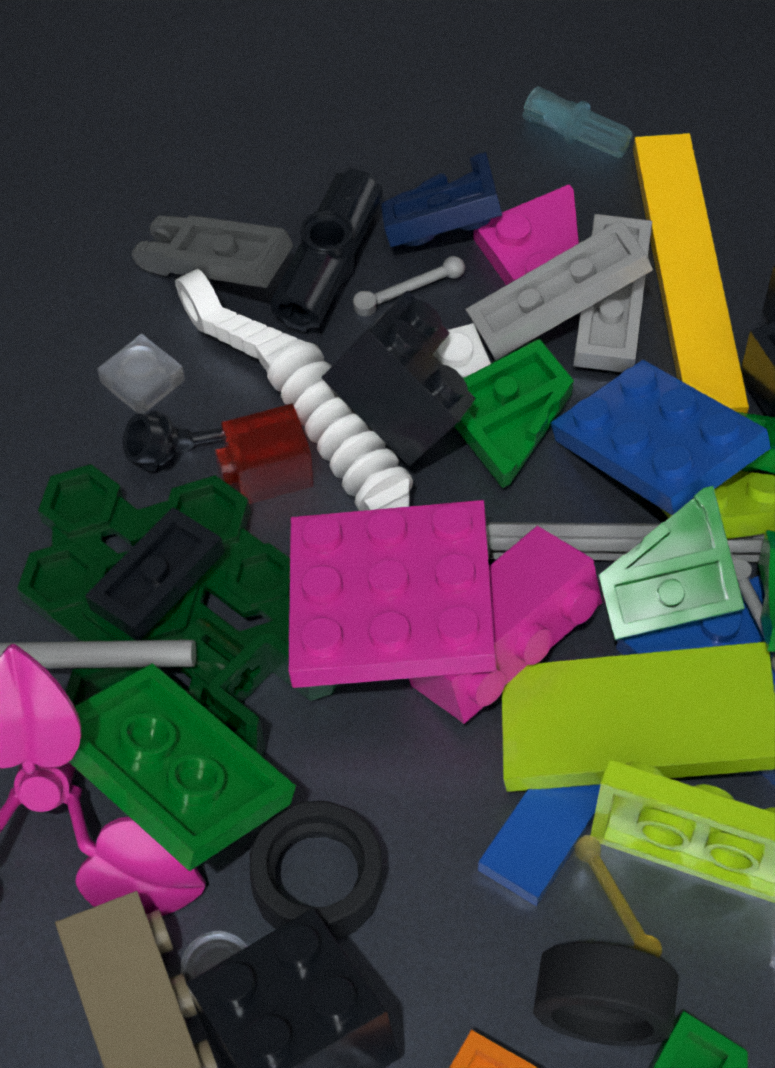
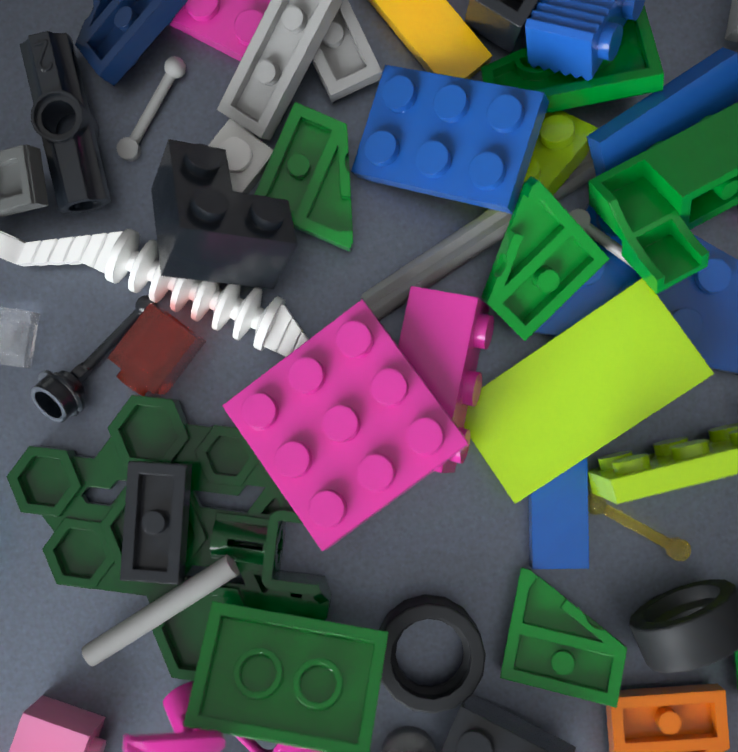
camera: 30 degrees left, 30 degrees up
(453, 947) = (560, 646): none -> green wing

